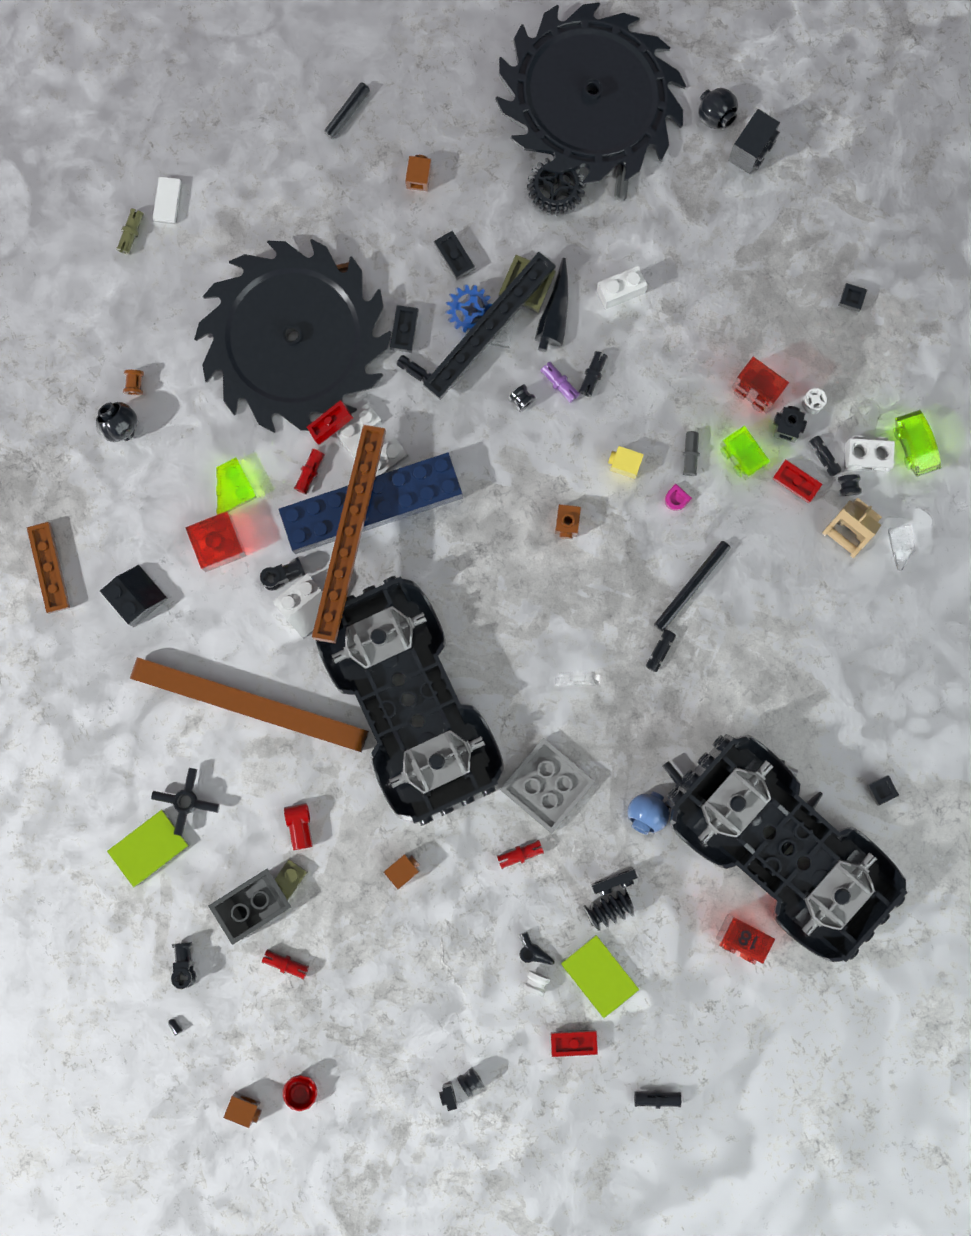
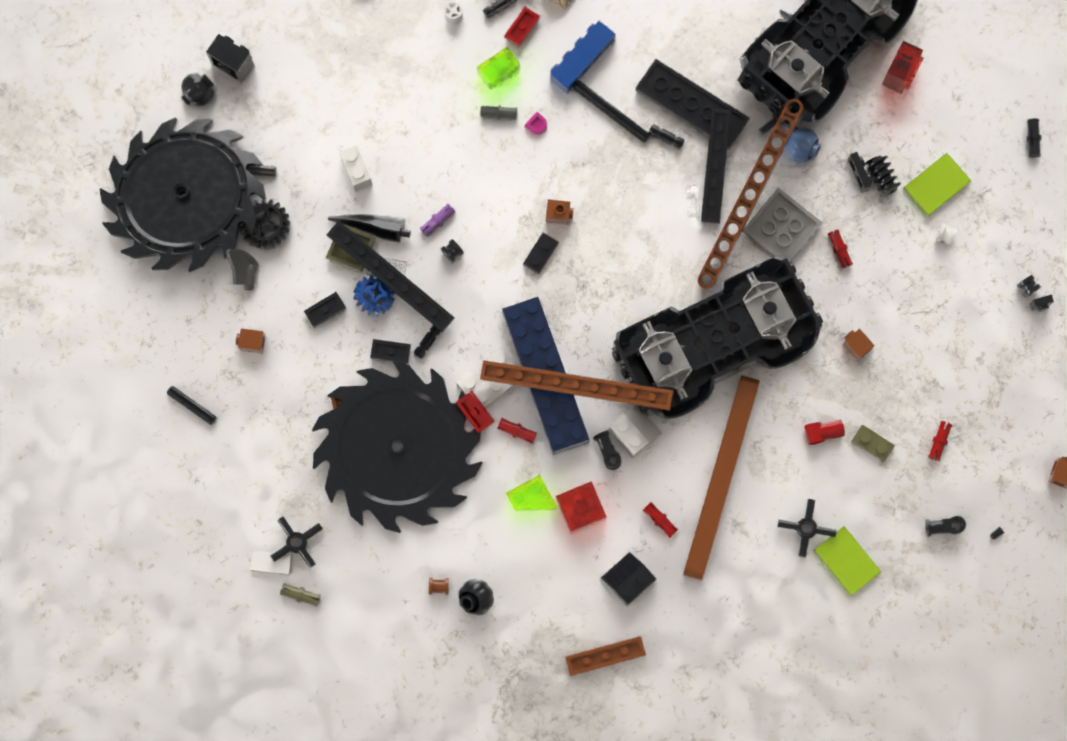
camera: 95 degrees left, 5 degrees down
(191, 233) = (301, 549): none -> black bar
(201, 633) = (660, 519): none -> red pin
(249, 906) = (894, 470): dark grey slope -> none
(299, 1093) = (1045, 424): red hair -> none
(502, 160) = (243, 268): none -> dark grey arm
(519, 501) = (540, 253): none -> black plate
(532, 952) = (920, 238): black animal -> none
(574, 1043) = (992, 204): red plate -> none
(588, 748) = (768, 149): none -> dark orange beam
(593, 374) = (430, 192): black pin -> none
(621, 707) = (715, 166): none -> black plate
(625, 462) = (507, 164): light yellow brick -> none
(700, 682) = (687, 100): none -> black plate
(759, 385) = (442, 54): clear red brick -> none
(760, 552) = (582, 56): none -> blue brick
(786, 430) = (474, 31): black brick -> none

